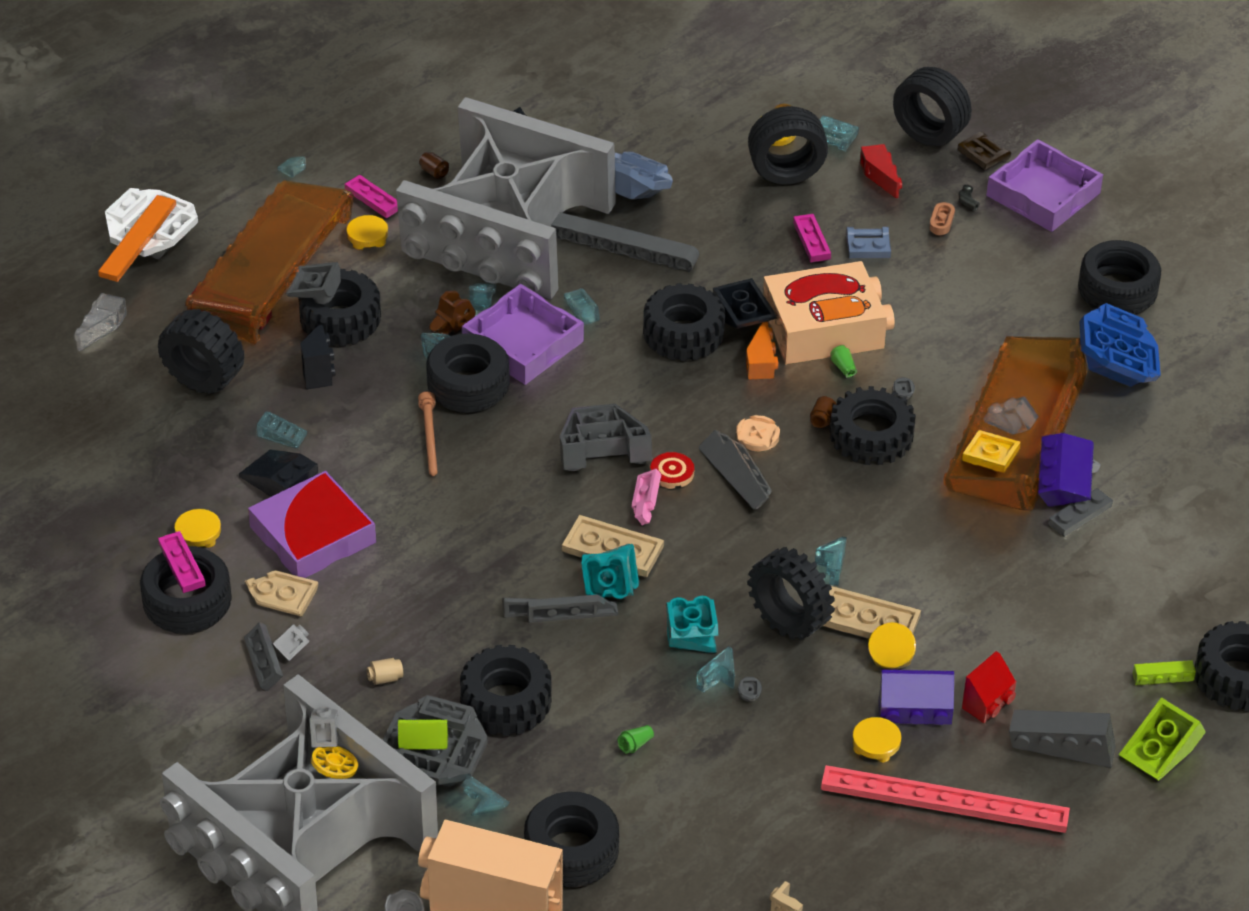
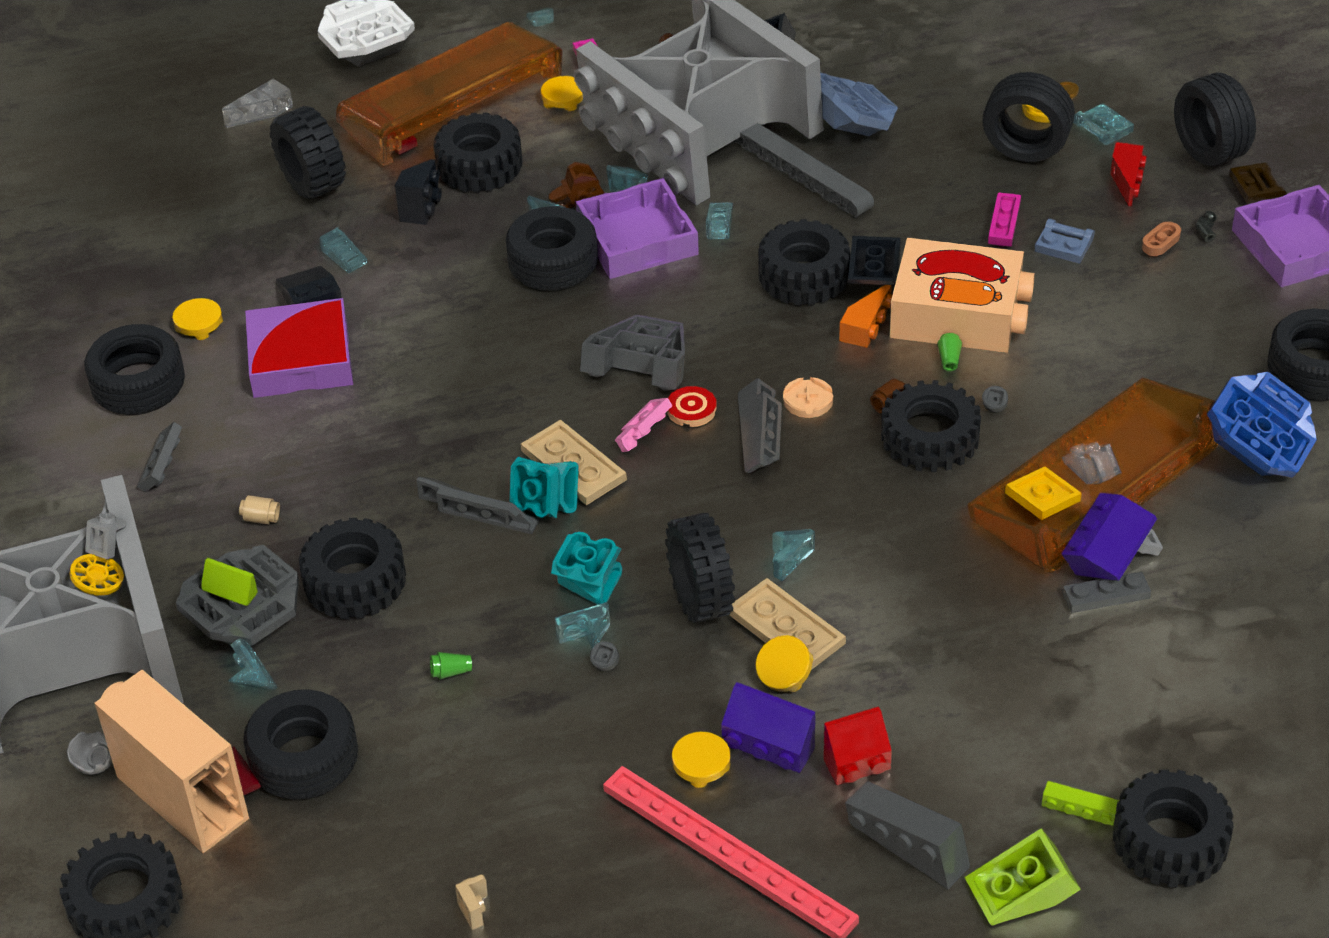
camera: 30 degrees right, 0 degrees up
(137, 238) = (336, 38): orange tile -> none
(181, 562) = (133, 338): dark pink plate -> none
(283, 592) = (229, 403): tan tile -> none
(292, 641) = (195, 450): light grey bracket -> none
(316, 282) = (456, 119): dark grey slope -> none
(427, 402) = (497, 266): nougat piece -> none

